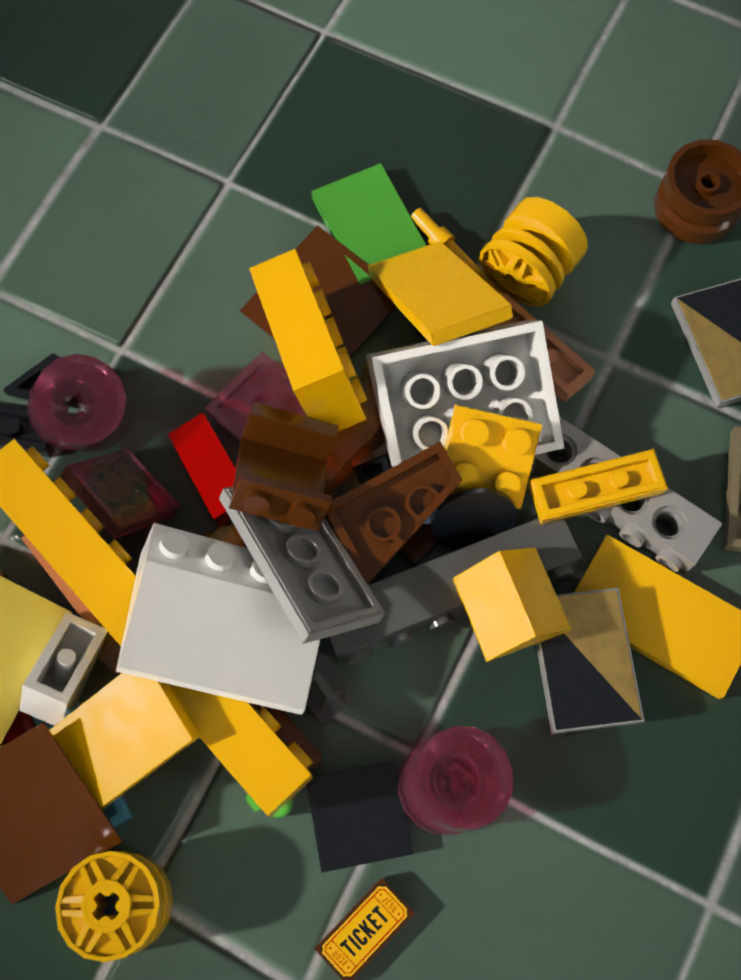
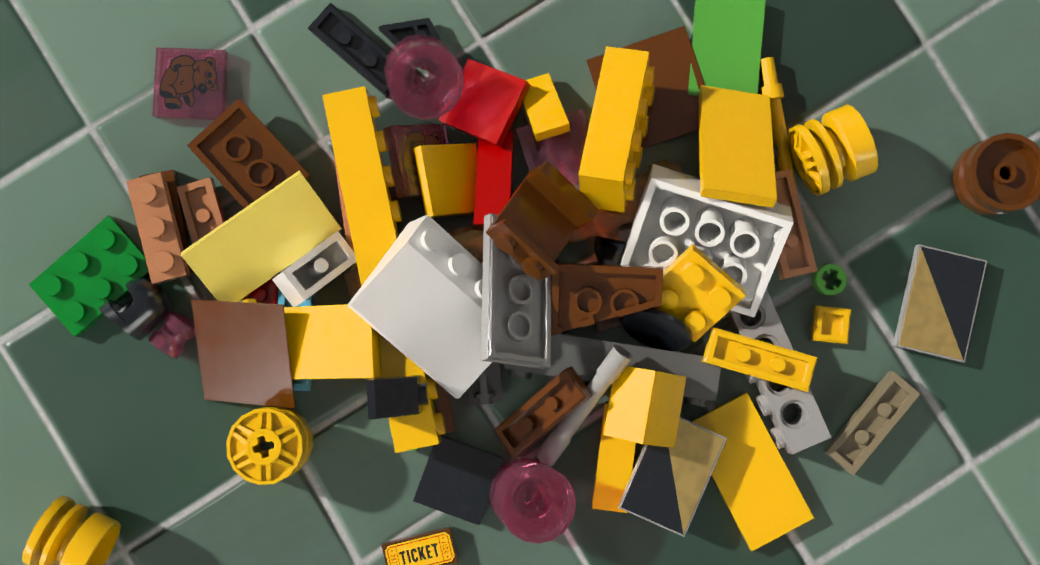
camera: 30 degrees right, 15 degrees up
(159, 401) = (486, 103): none -> red tile
(159, 491) = (447, 178): none -> yellow tile
(221, 371) = (545, 108): none -> yellow tile
(229, 741) = (396, 396): none -> black slope
(407, 678) = (543, 412): none -> reddish brown tile
(450, 593) = (605, 376): none -> light grey piece
(519, 698) = (612, 470): none -> yellow tile
(619, 370) = (839, 275): none -> bright green bush
(643, 421) = (830, 324): none -> yellow tile

